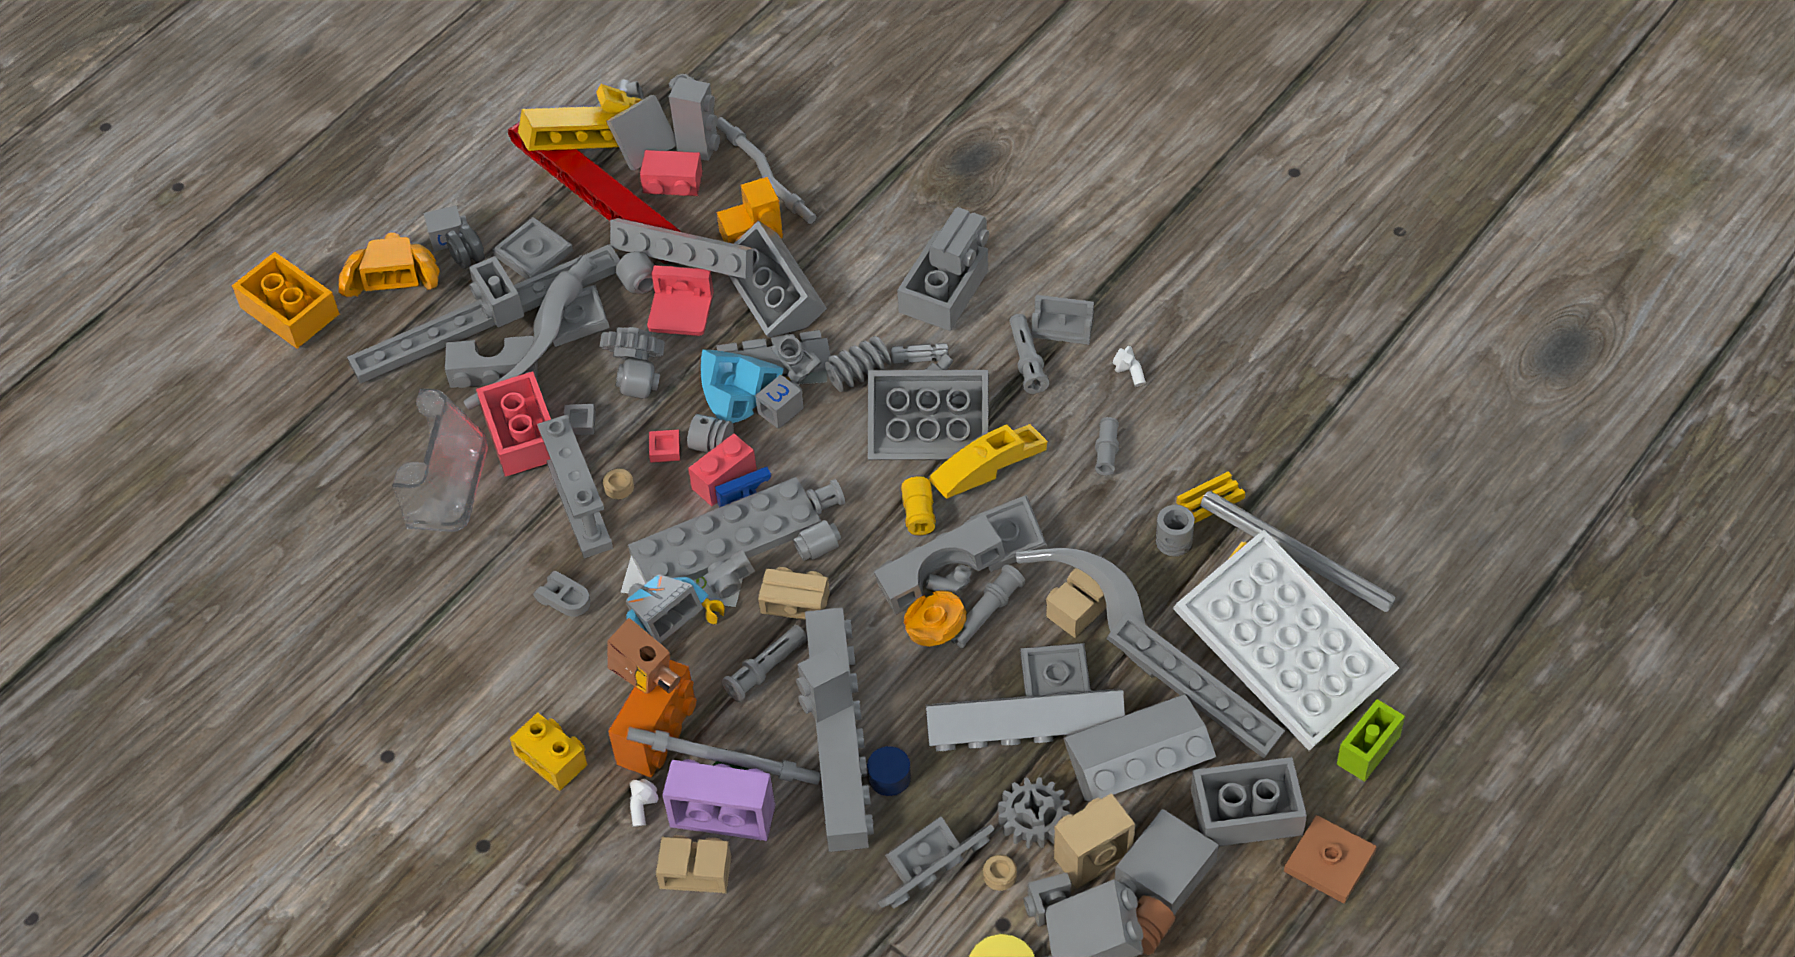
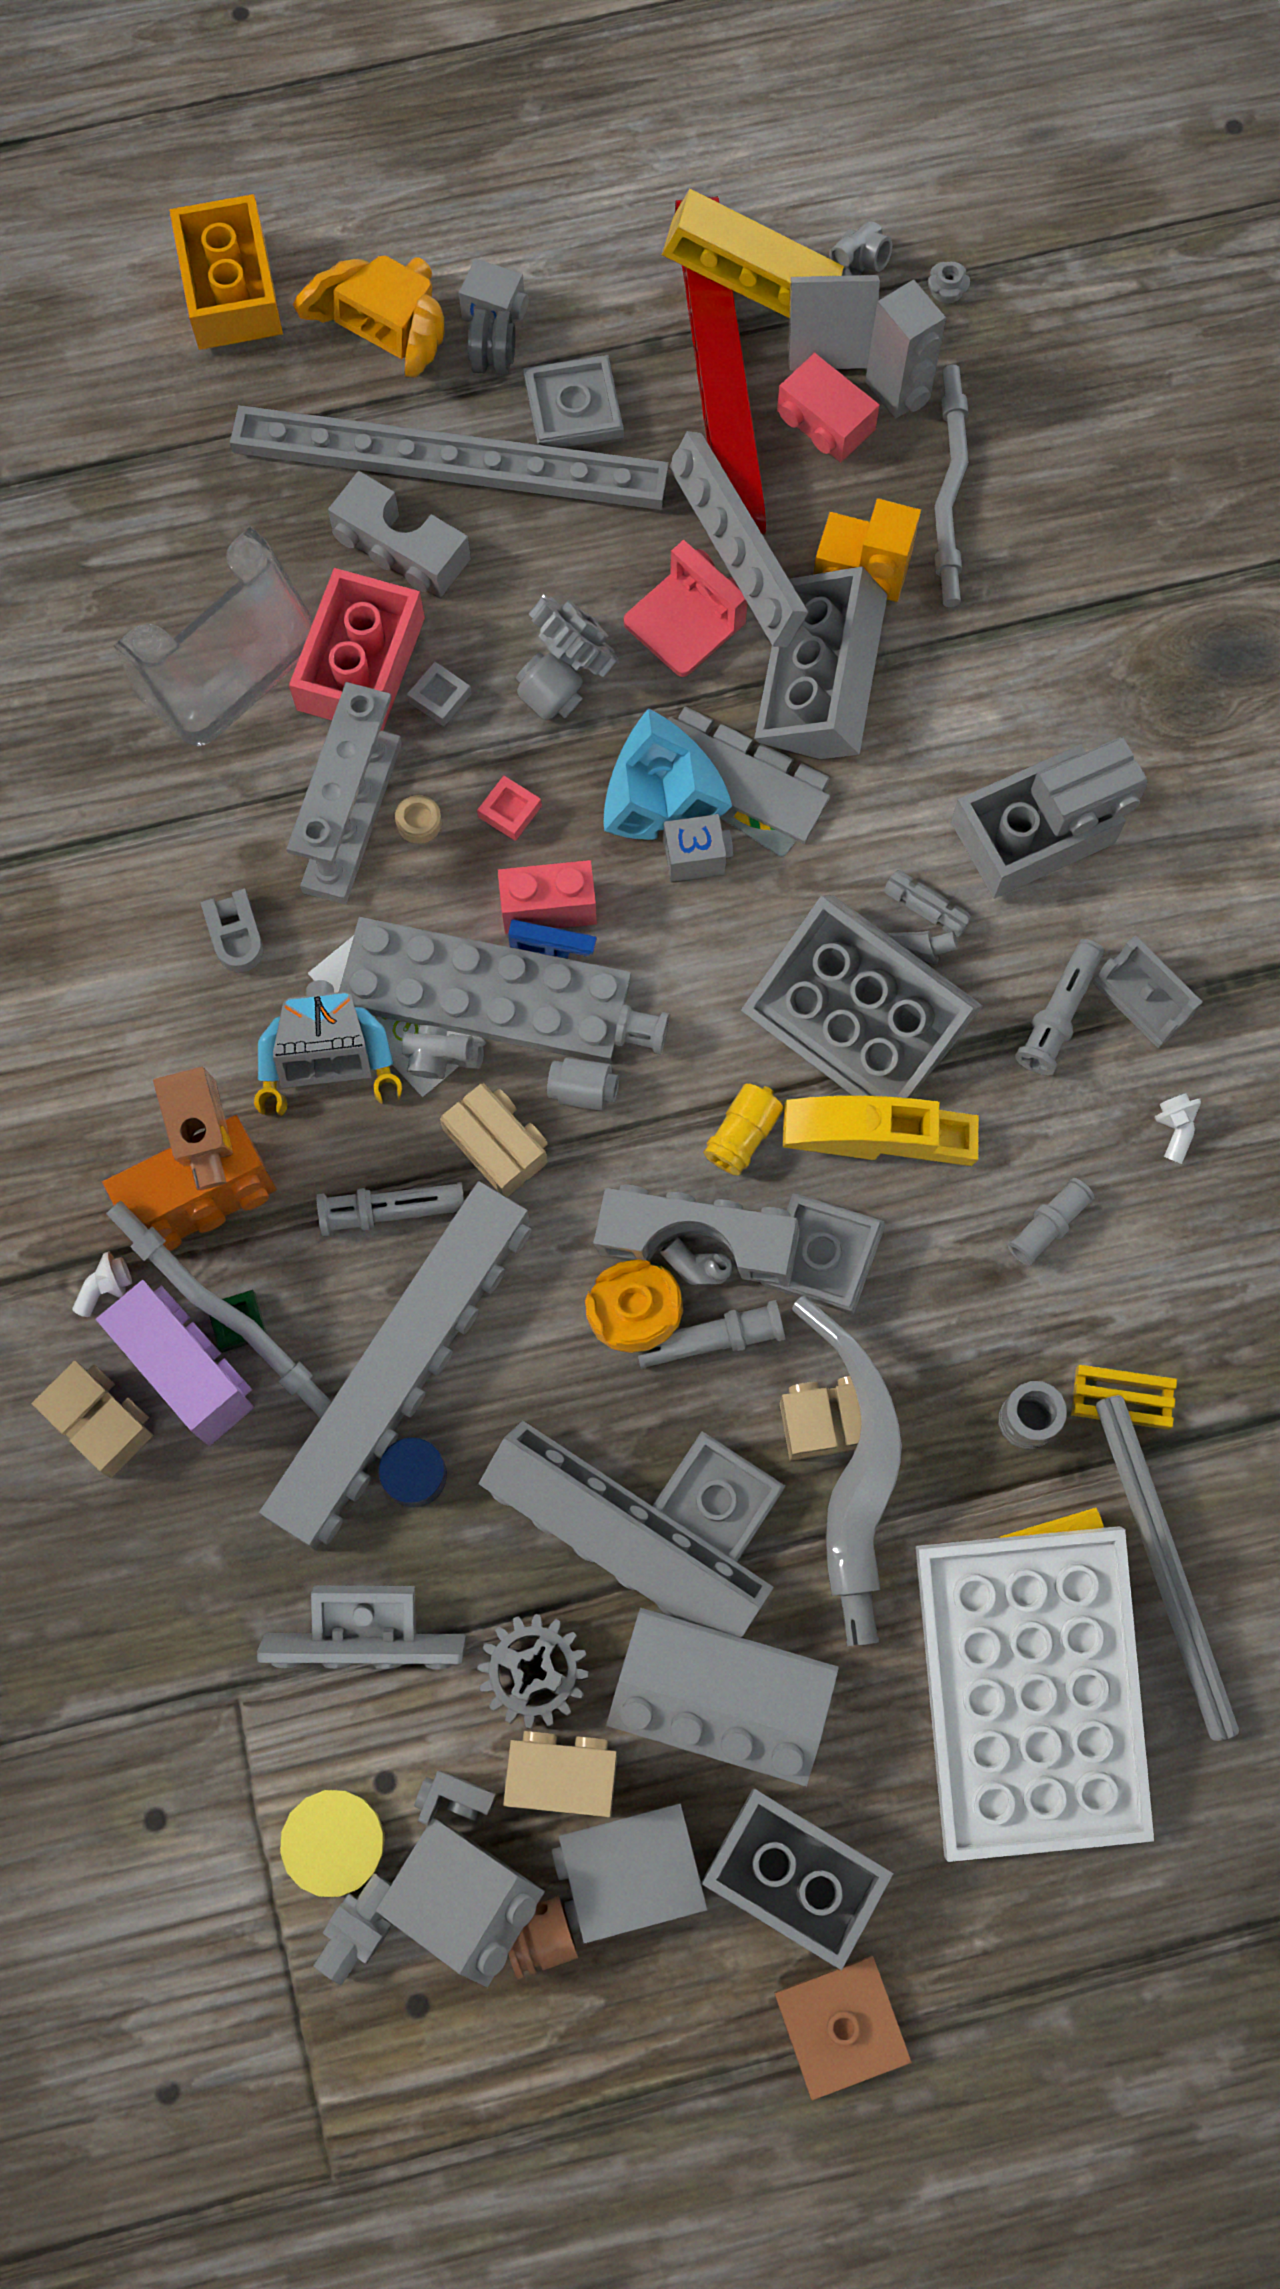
camera: 35 degrees right, 20 degrees up
(496, 292) = (464, 441): light grey brick -> none
(549, 317) = (536, 502): light grey animal -> none
(549, 751) = (53, 1134): yellow brick -> none
(582, 317) = (549, 538): light grey plate -> none
(614, 100) = (829, 251): yellow plate -> none
(636, 272) = (665, 525): light grey head -> none
(708, 432) = (572, 836): light grey piece -> none
(799, 364) = (764, 811): light grey plate -> none
(824, 685) = (396, 1317): light grey brick -> none
(856, 362) = (831, 865): light grey piece -> none
(1000, 872) = (434, 1713): tan tile -> none
(1200, 687) = (865, 1665): light grey plate -> none
(1370, 740) = (1024, 1919): lime brick -> none

